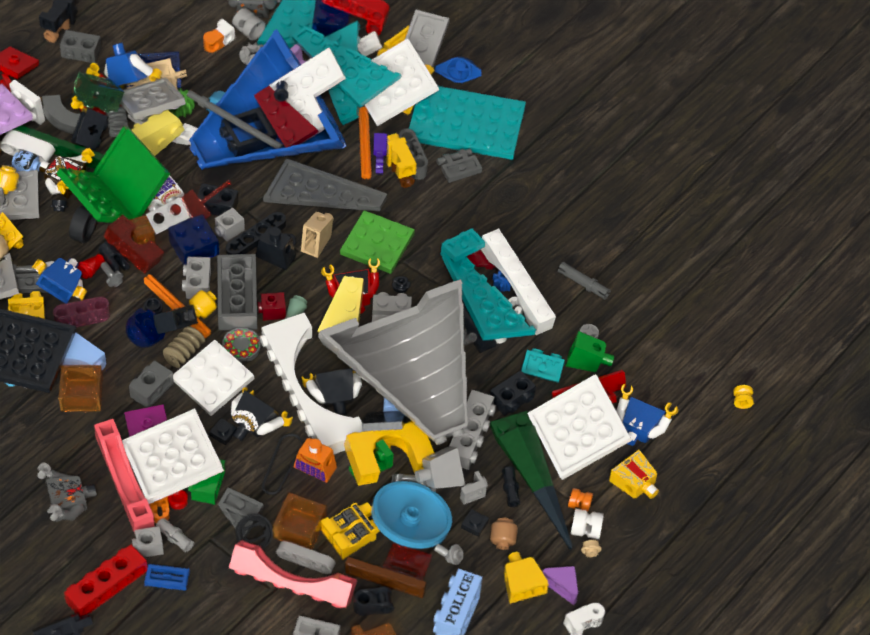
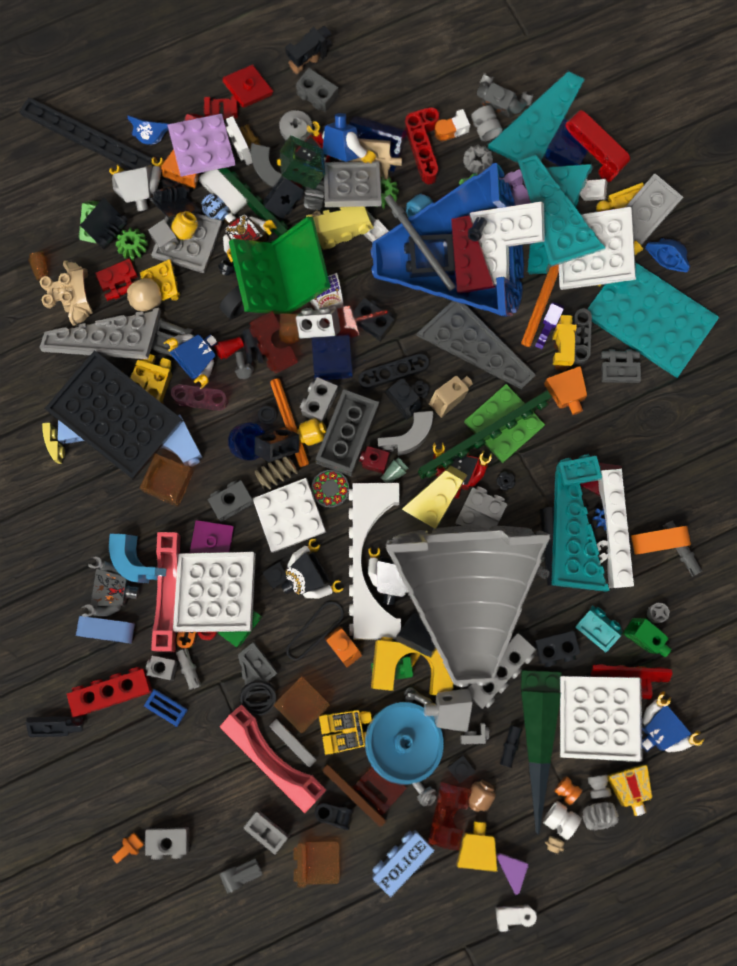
camera: 30 degrees right, 25 degrees up
(67, 77) = (295, 119): none -> light grey piece
(76, 531) = (105, 629): none -> medium blue beam
(88, 468) = (125, 560): none -> dark azure arch
(190, 45) = (423, 148): none -> red beam
(229, 224) = (376, 344): light grey brick -> none
(299, 279) = (413, 438): none -> light grey arch
(364, 247) = (478, 440): none -> dark green plate
(421, 195) = (568, 389): none -> orange torso
(477, 544) = (443, 829): none -> clear red arch
(562, 277) = (661, 540): none -> orange beam
(606, 486) = (599, 785): none -> light grey wheel
(619, 505) = (600, 816): none -> light grey gear

